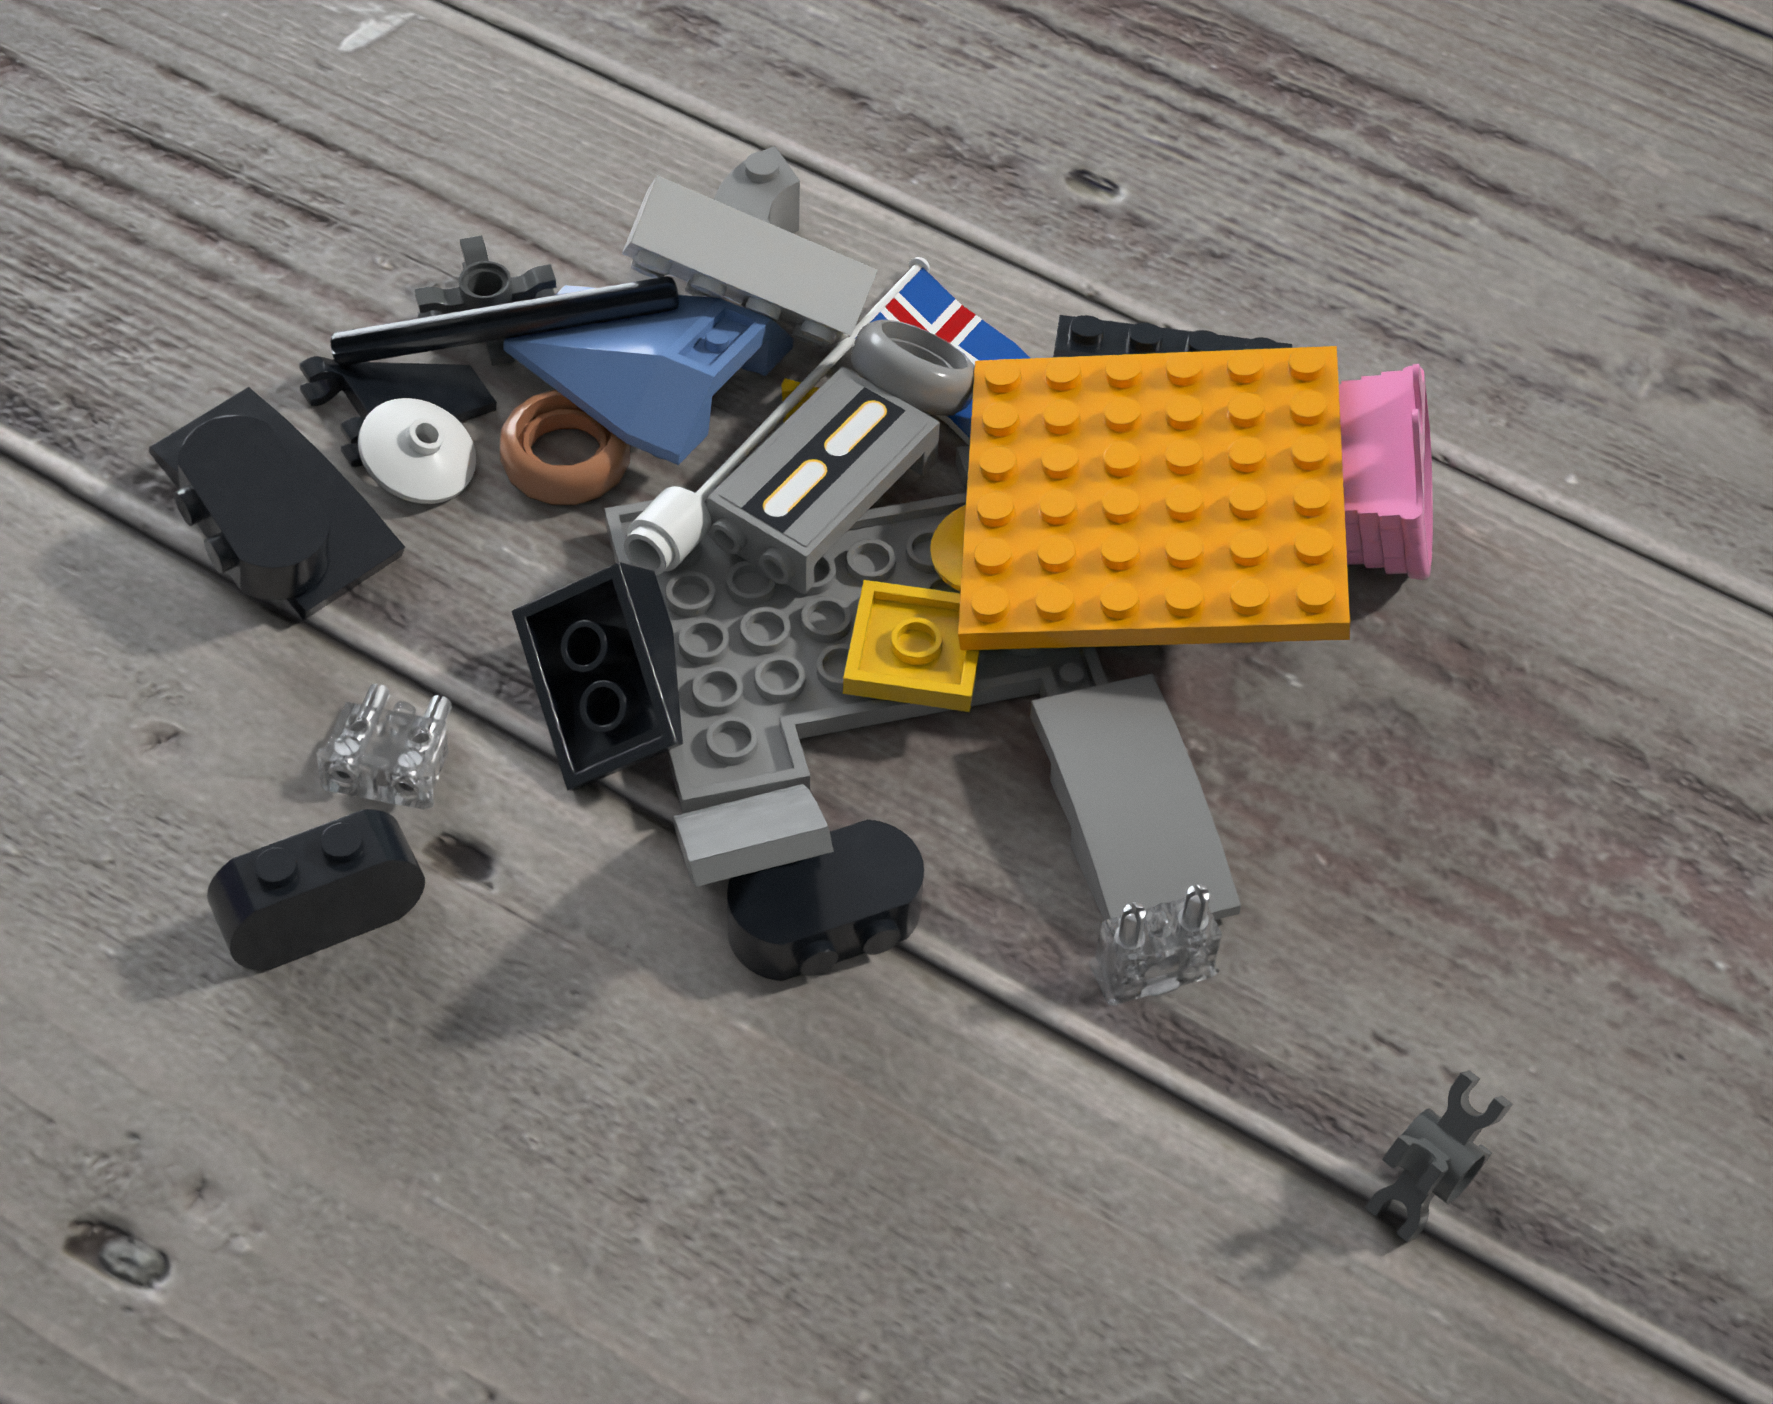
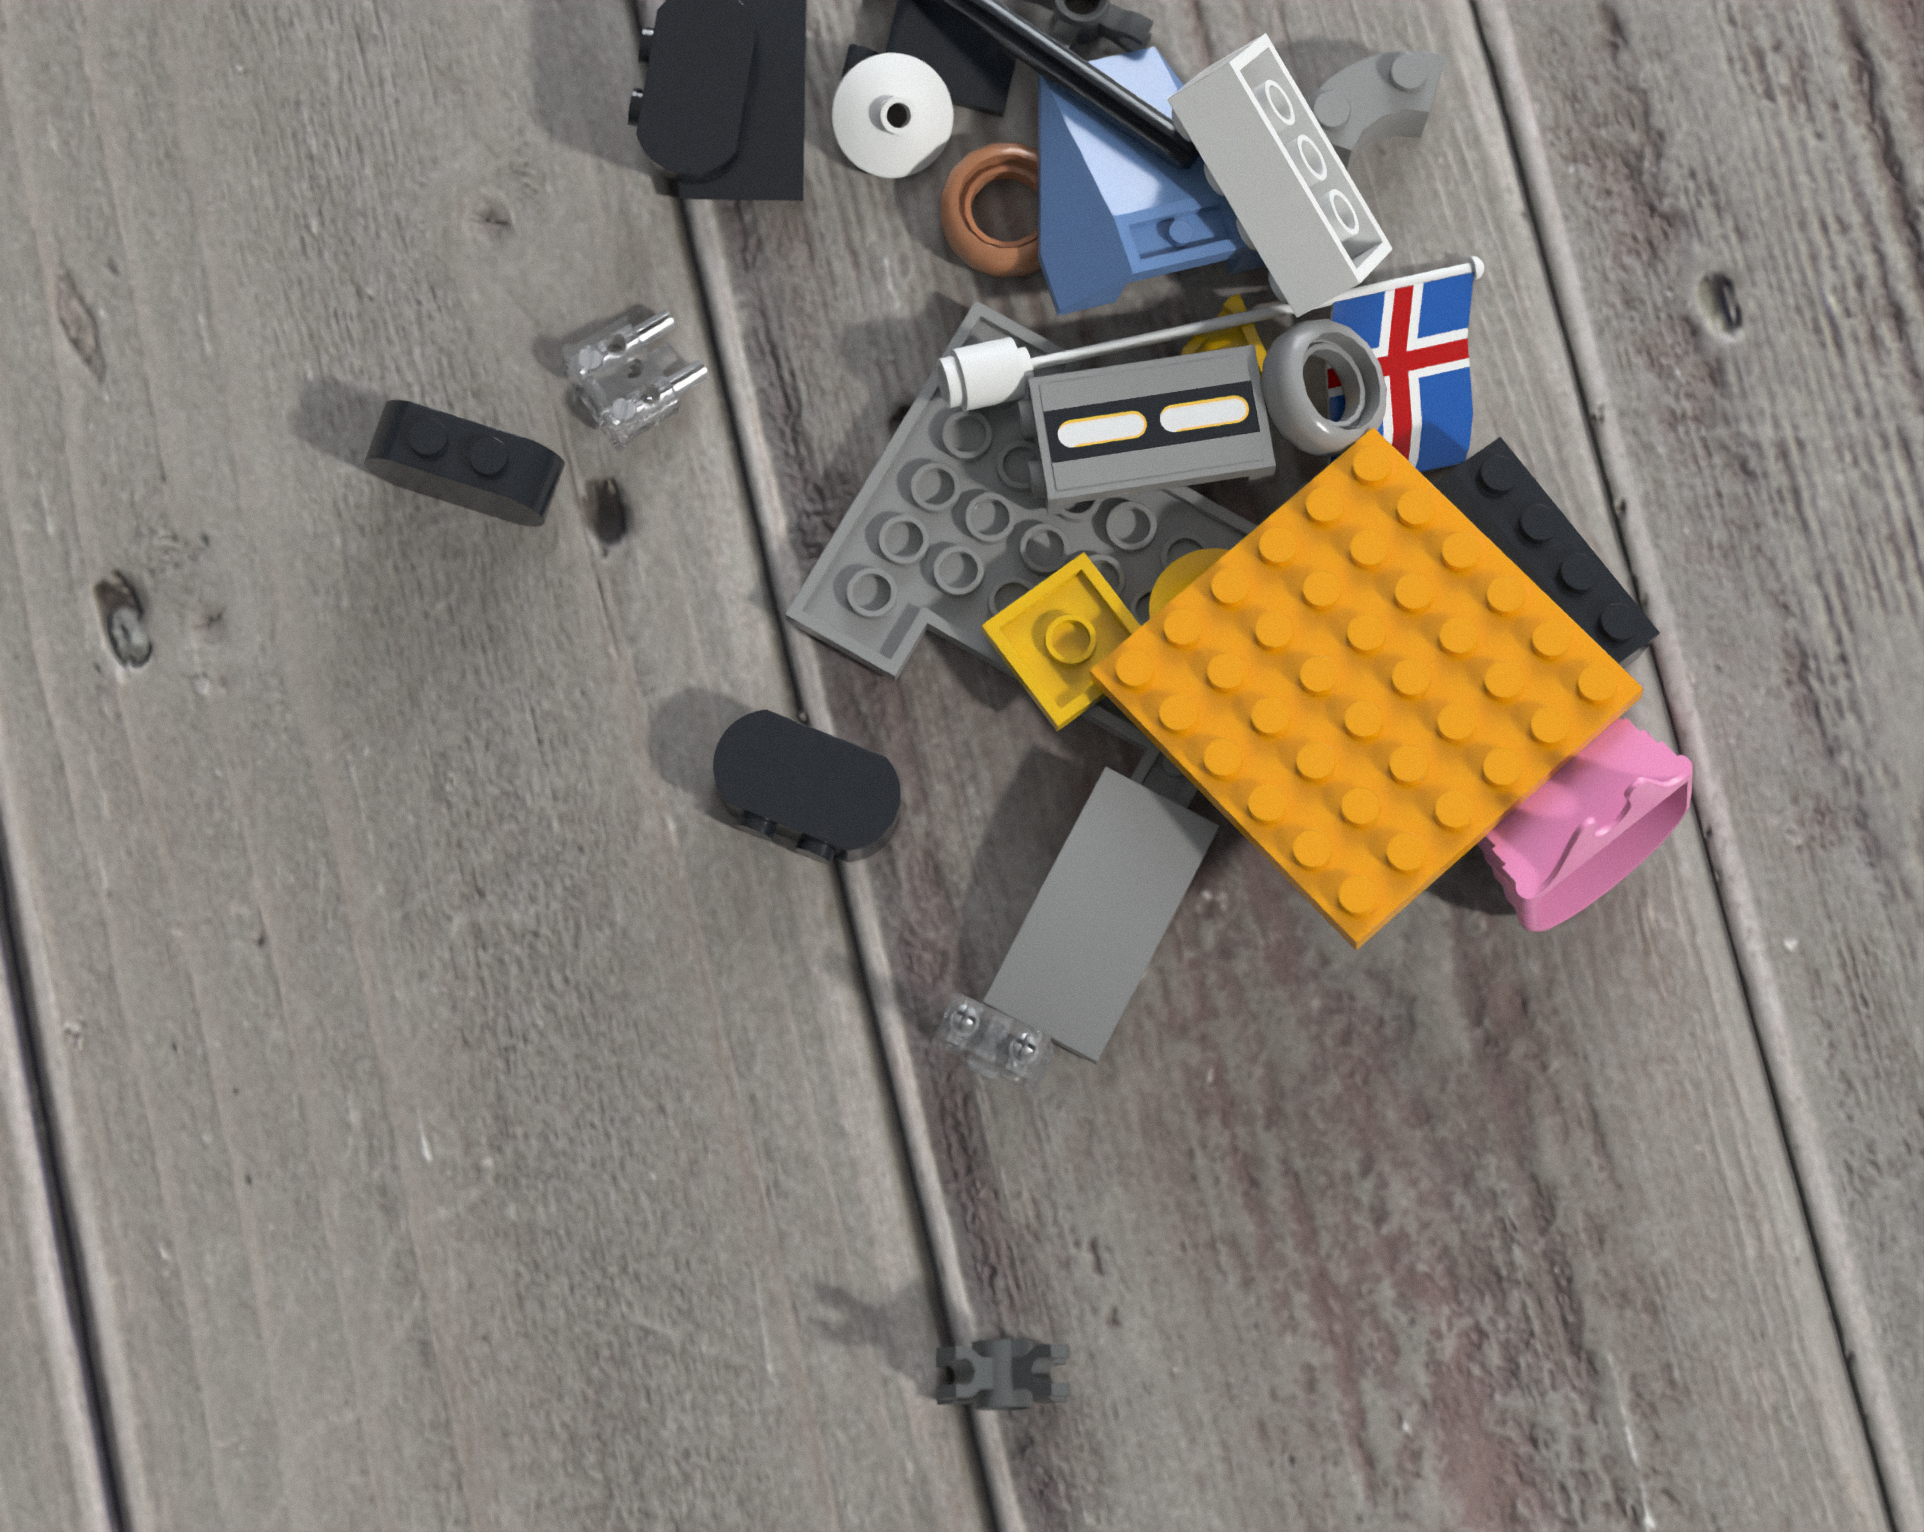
camera: 45 degrees right, 25 degrees up
(604, 671) = (824, 459): black slope -> none
(752, 834) = (768, 703): light grey slope -> none

